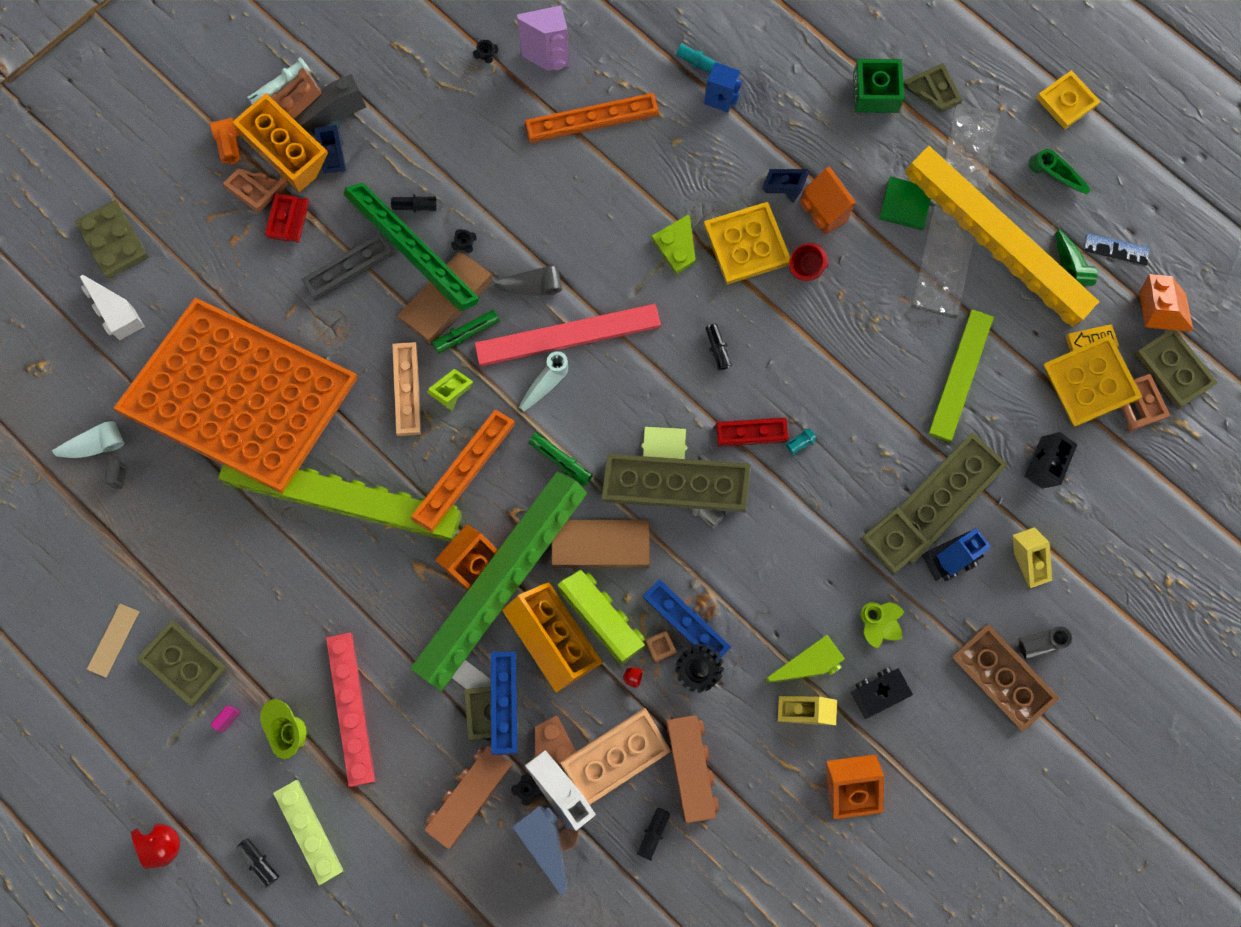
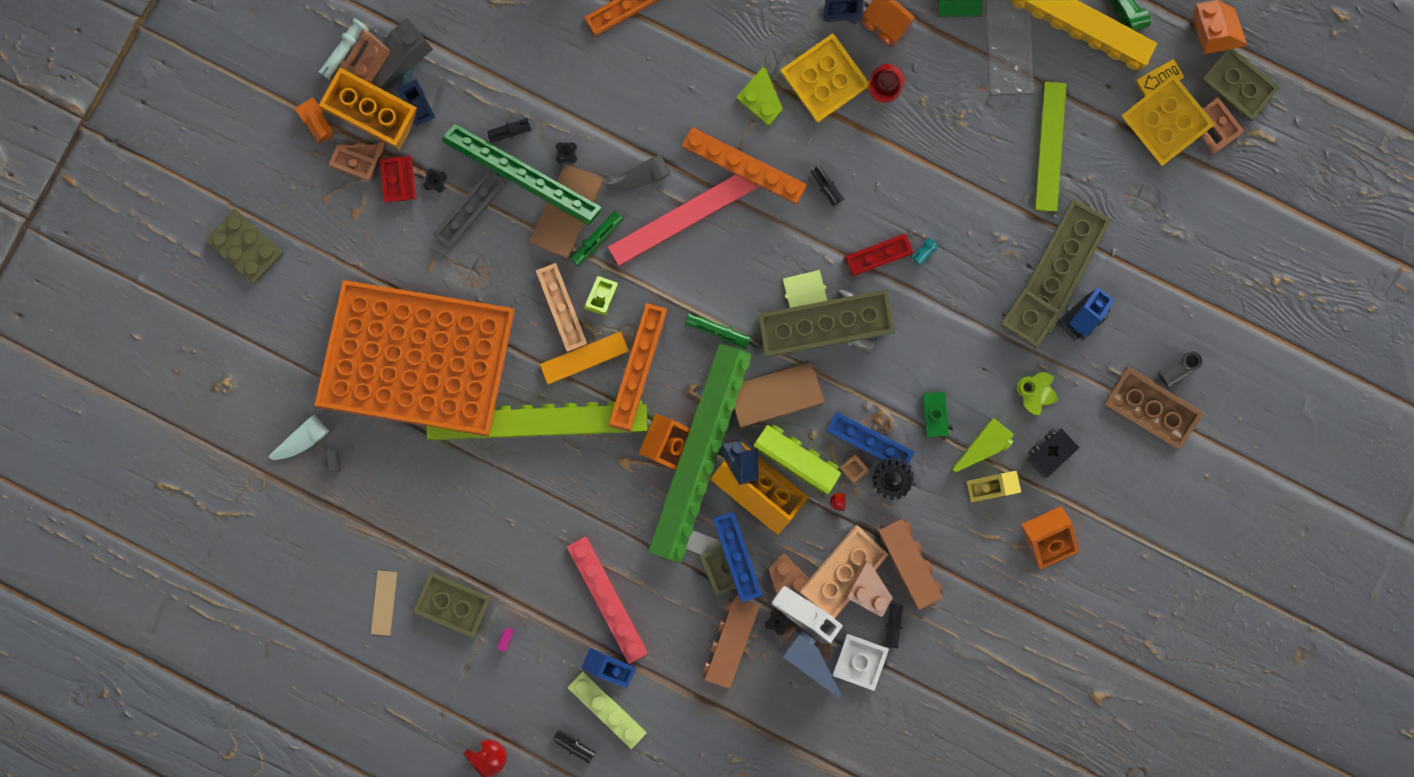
camera: 15 degrees left, 10 degrees up
(116, 311) = (278, 314): white slope -> none
(282, 729) = (557, 633): lime piece -> none
(322, 224) = (430, 176): none -> black plate
(325, 784) = (608, 667): none -> blue slope
(412, 447) = (584, 358): none -> light orange tile
(540, 600) = (741, 462): none -> dark blue slope
(546, 380) = (681, 263): light aqua piece -> none
(604, 864) = (860, 662): none -> white plate
(637, 784) = (869, 590): none -> nougat wing
(639, 303) = (744, 166): none -> orange plate
(765, 614) = (935, 414): none -> green plate
(1033, 556) = (1153, 296): light yellow slope -> none
(1051, 460) = (1148, 205): black brick -> none

